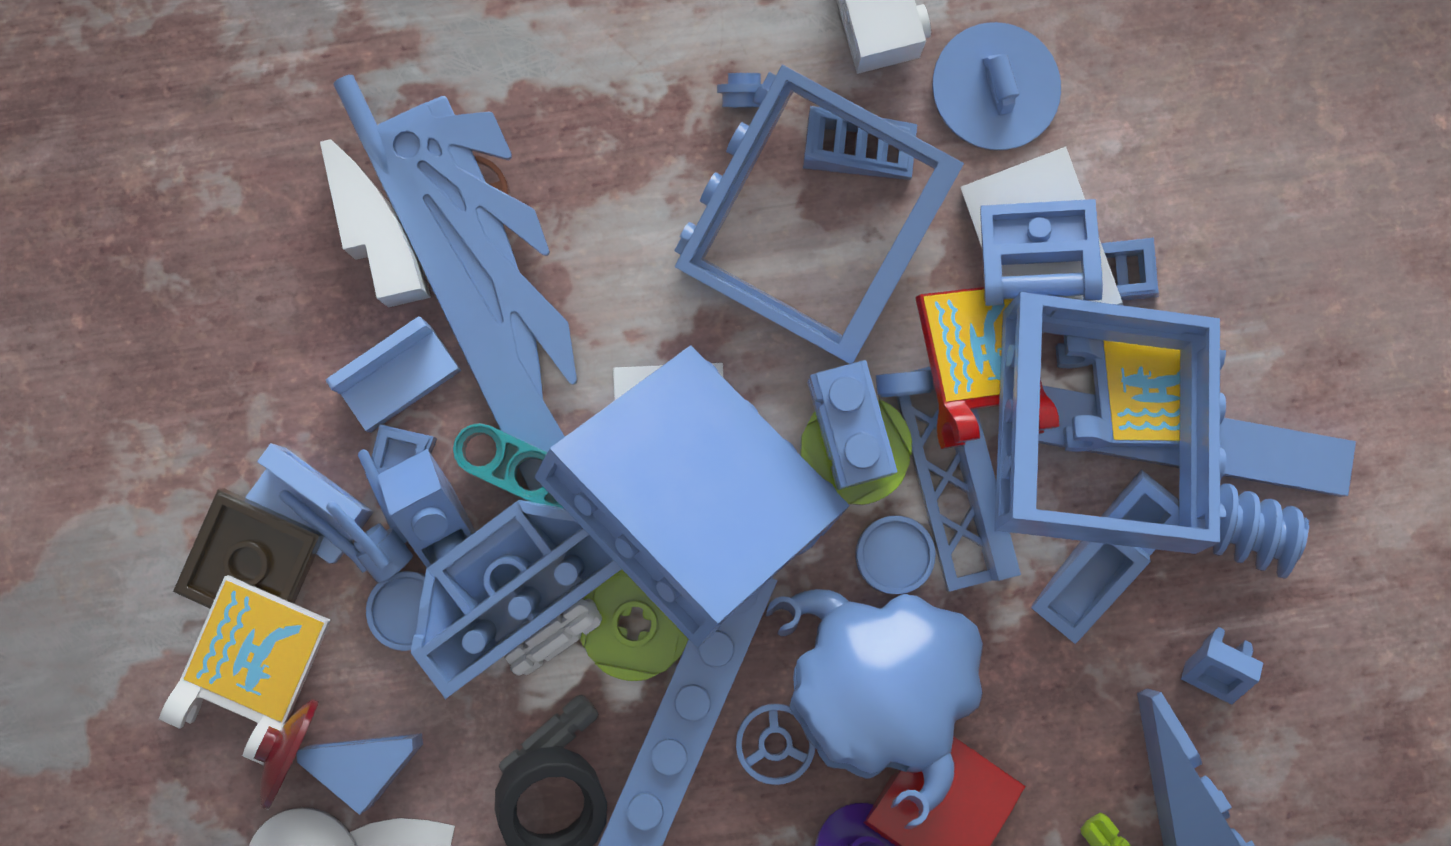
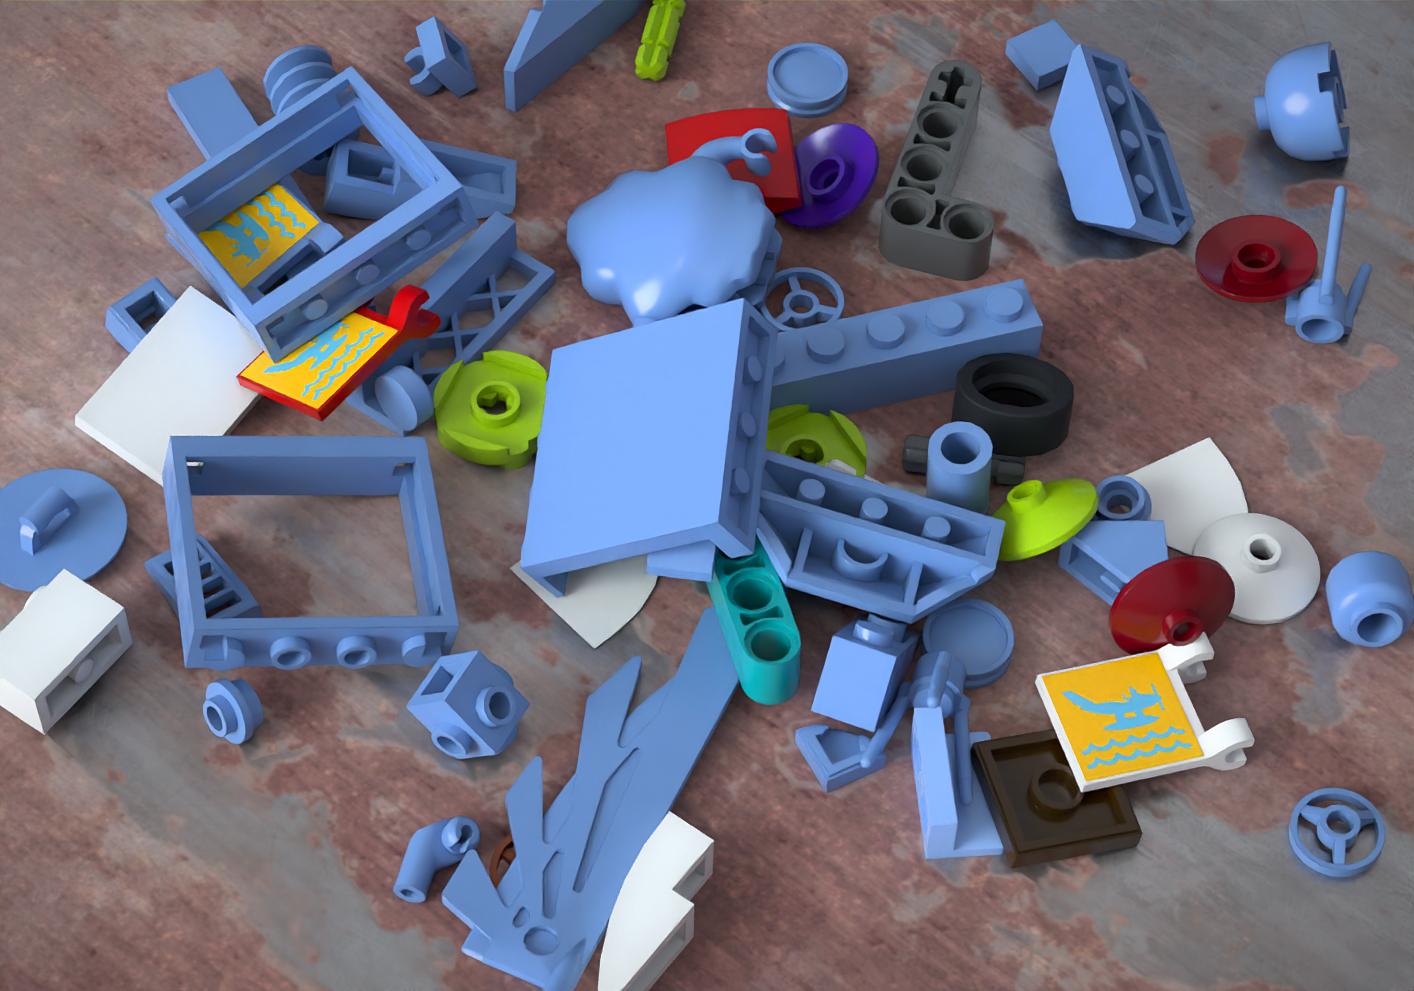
camera: 130 degrees left, 30 degrees down
(68, 741) = (1337, 842): none -> medium blue piece
(394, 374) = (768, 805): light blue panel -> none
(402, 805) = (1125, 492): none -> medium blue plate
(424, 743) = (1044, 515): none -> lime dish
(515, 706) = (960, 466): none -> medium blue piece
(541, 144) = (433, 850): none -> medium blue arm
(613, 231) = (469, 705): none -> medium blue brick
(851, 425) = (481, 392): medium blue brick -> none
(895, 555) = (557, 320): medium blue piece -> none
(1041, 235) = (183, 370): medium blue plate -> none

